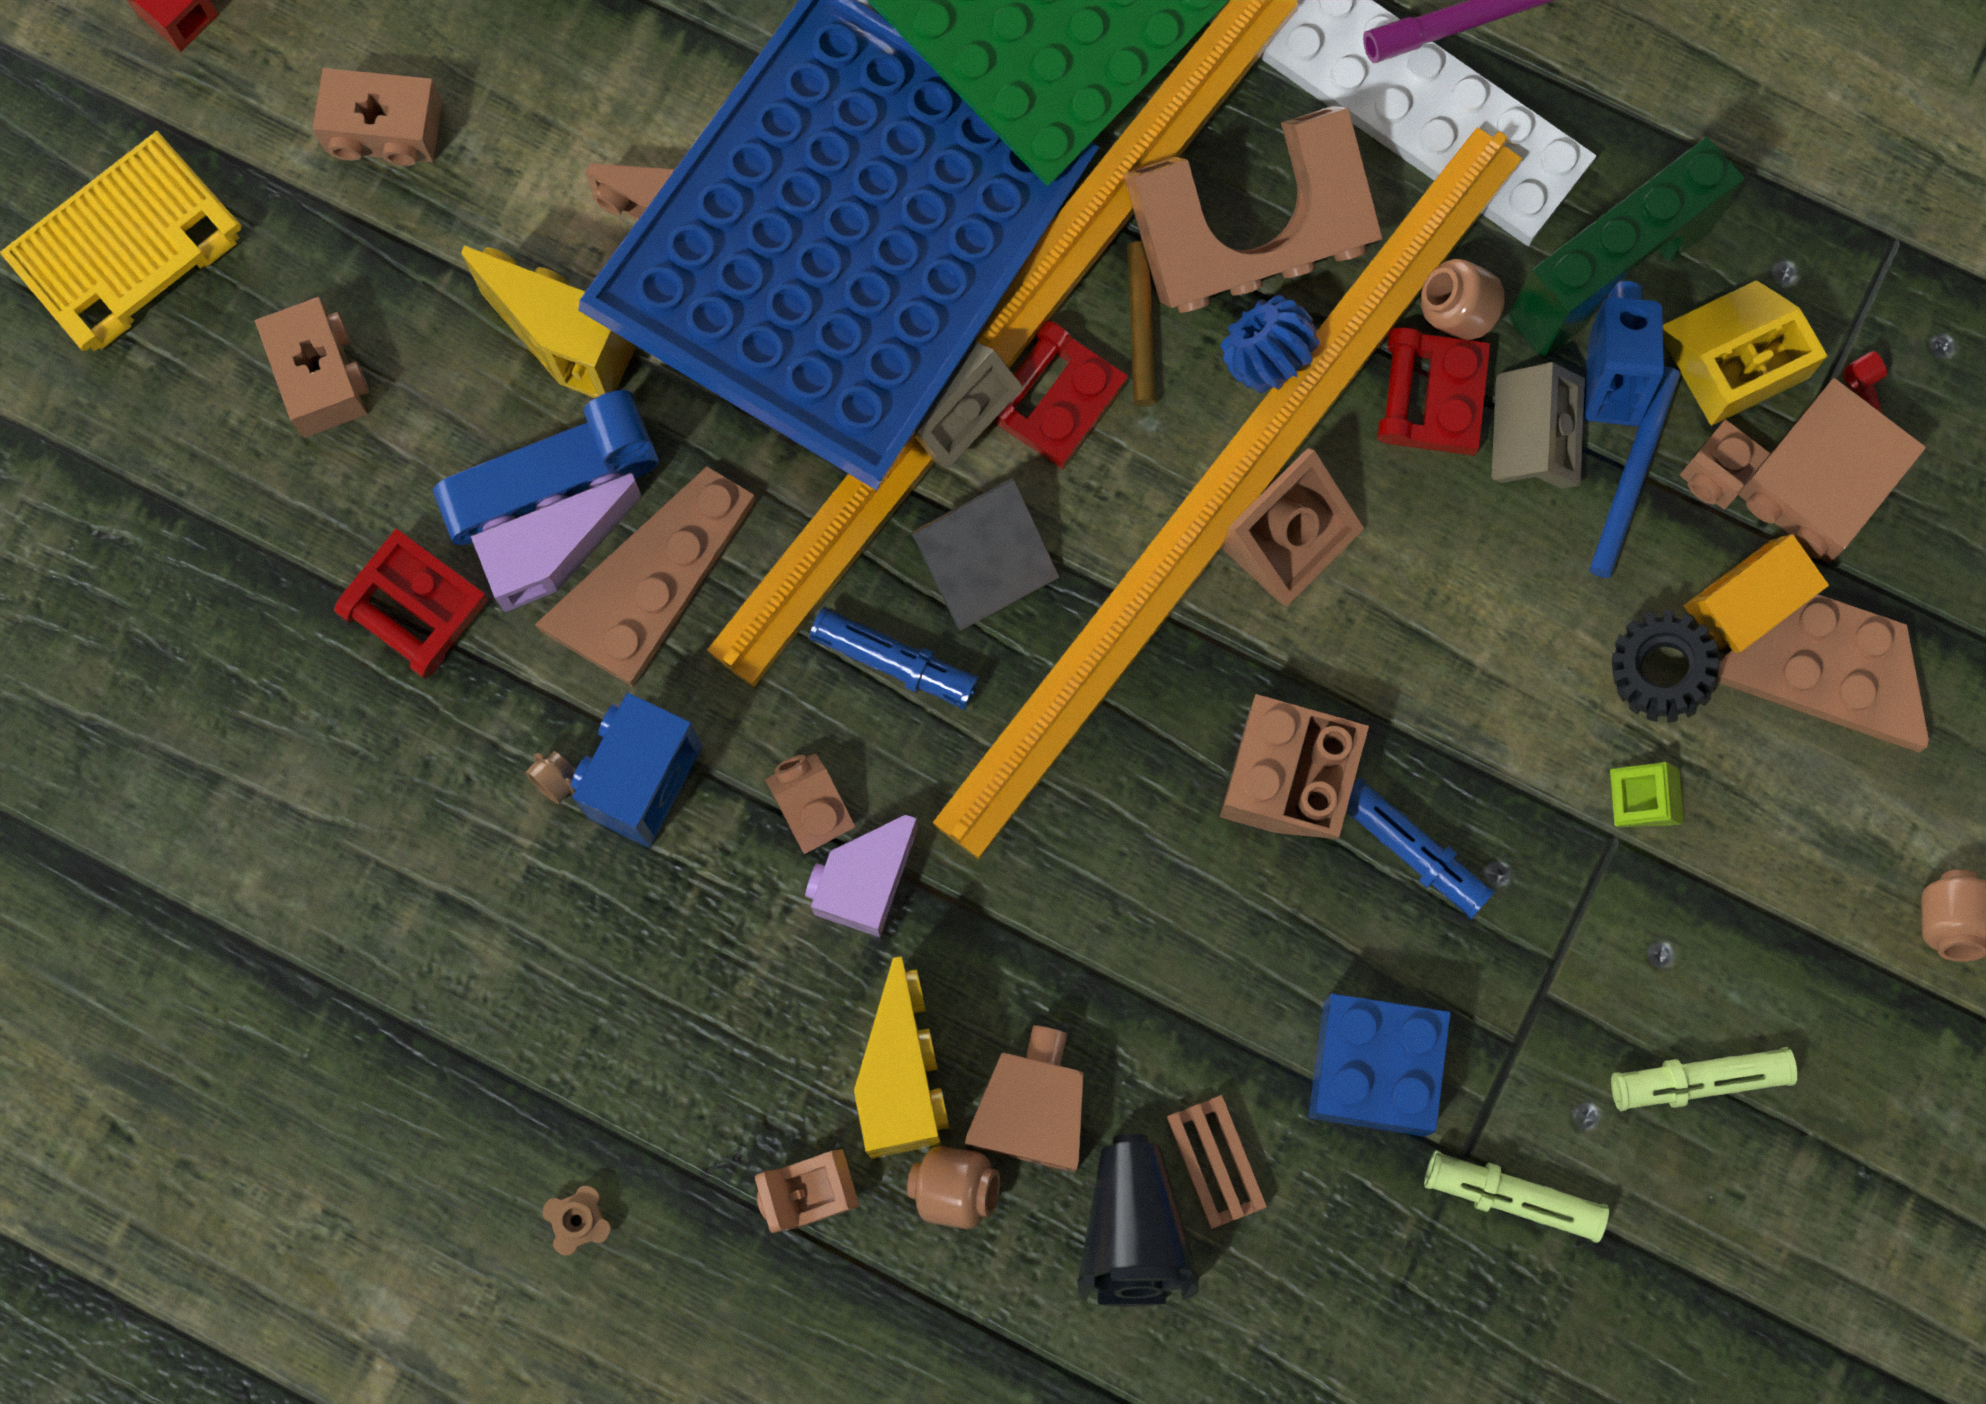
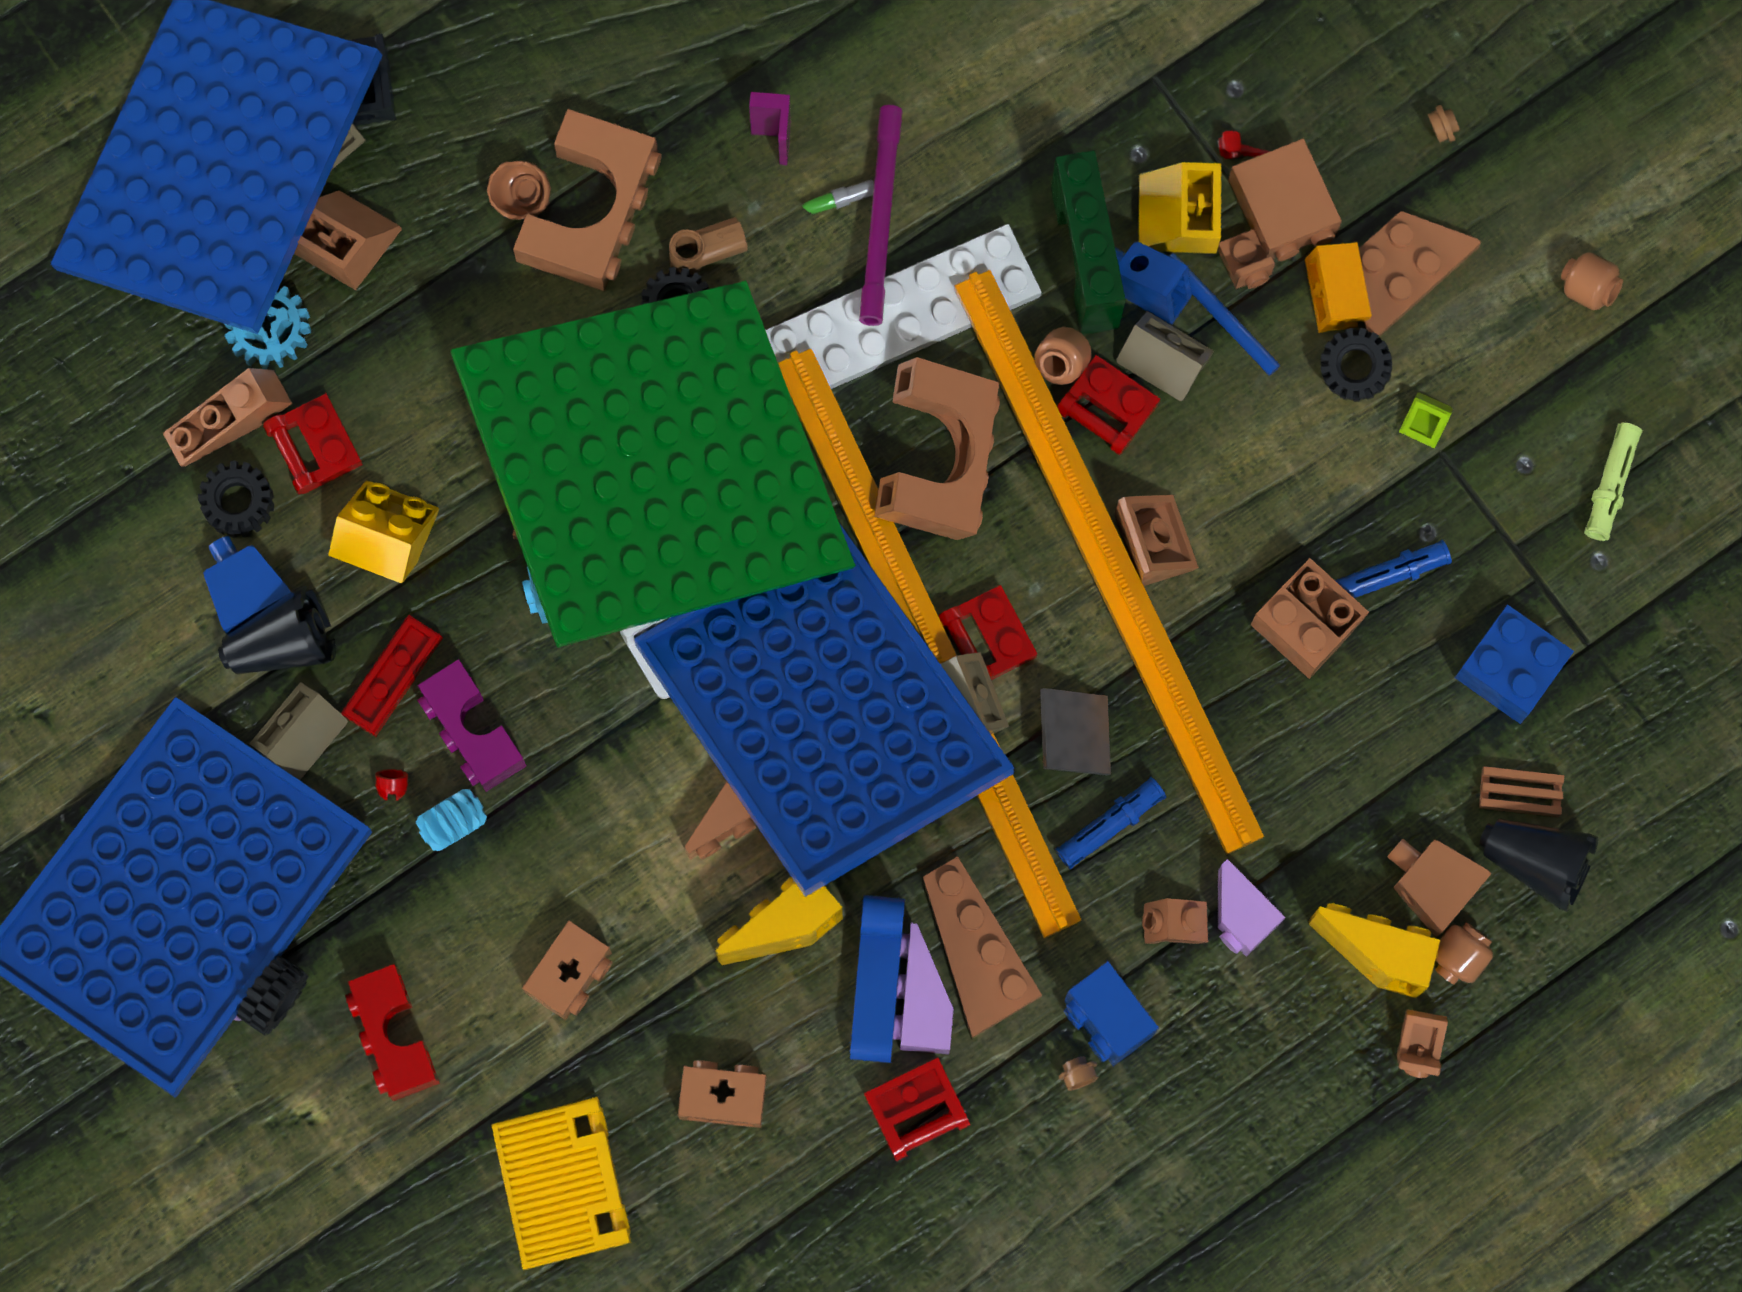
camera: 65 degrees left, 0 degrees up
(593, 1225) = (1358, 1201): medium nougat plate -> none
(1141, 325) = (968, 559): pearl gold bar -> none
(1270, 344) = (1032, 487): blue gear -> none
(1516, 1196) = (1616, 639): yellowish green pin -> none

